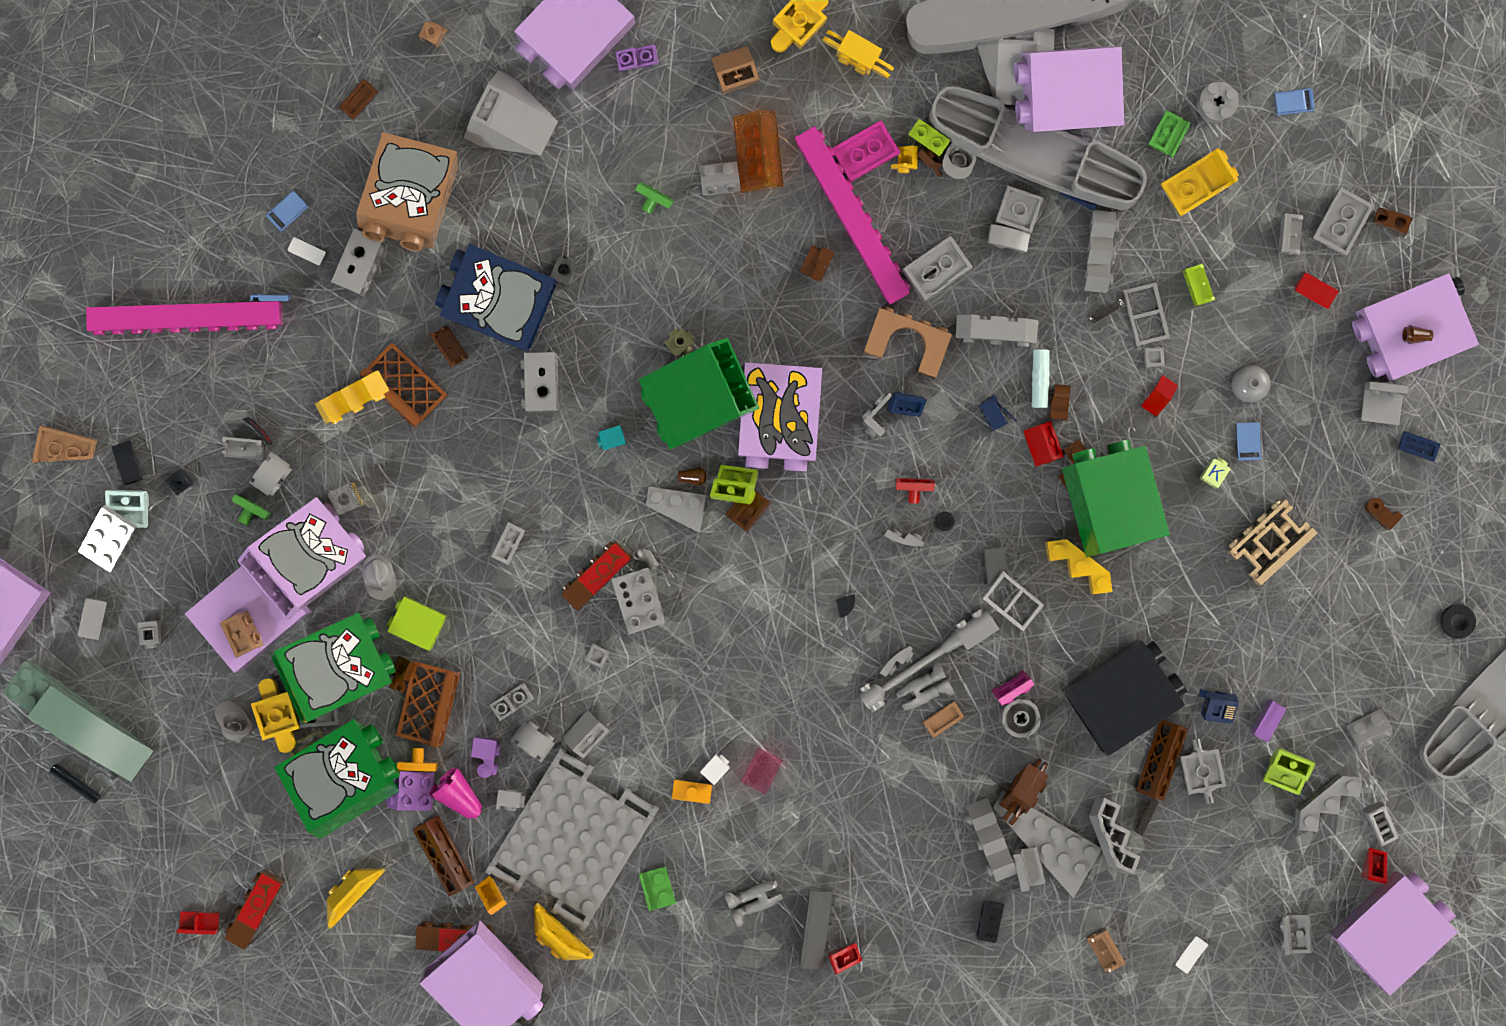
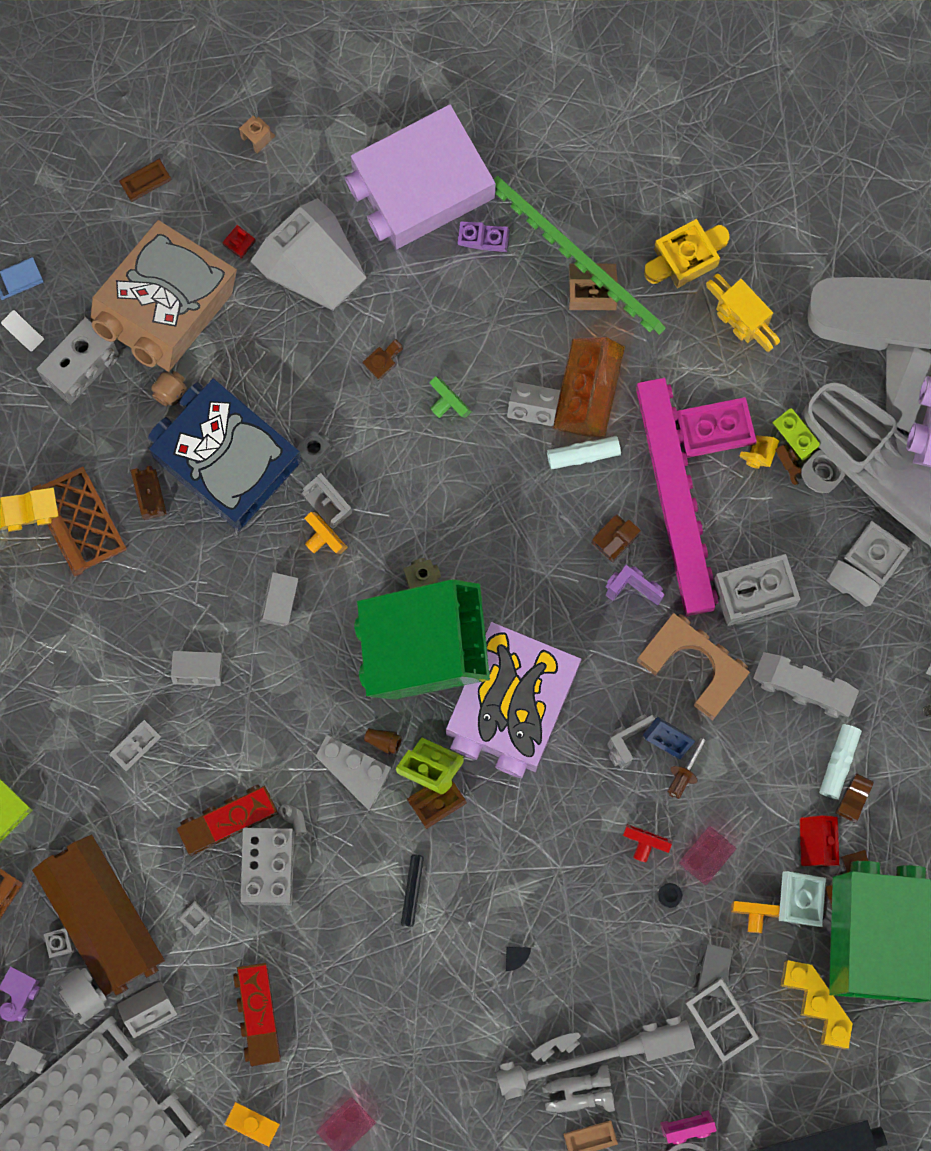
camera: 15 degrees right, 10 degrees down
(436, 259) = (169, 388): none -> medium nougat head
(449, 124) = (239, 241): none -> red tile
(525, 678) = (98, 916): none -> reddish brown panel
(533, 469) = (196, 668): none -> light grey hinge
(540, 373) = (243, 557): light grey piece -> none
(577, 395) = (278, 599): none -> light grey hinge
(587, 308) = (326, 501): none -> light grey hinge
(591, 184) = (381, 361): none -> reddish brown plate
(593, 335) = (323, 535): none -> light orange tile
(611, 438) = (302, 662): teal brick -> none
(669, 710) = (258, 1015): none -> brick
(715, 768) = (290, 1105): white brick -> none
(722, 56) = (582, 262): none -> bright green plate
(752, 581) = (412, 890): none -> black axle
(771, 204) = (583, 452): none -> light aqua axle
(840, 289) = (634, 578): none -> medium lavender bracket
(910, 539) = (620, 903): light grey slope -> none
(926, 428) = (683, 774): none -> reddish brown piece
(963, 482) = (707, 856): none -> clear pink plate
(993, 413) = (769, 785): dark blue piece -> none
(1013, 514) = (756, 913): none -> light orange tile
(1044, 492) = (802, 899): none -> light aqua tile

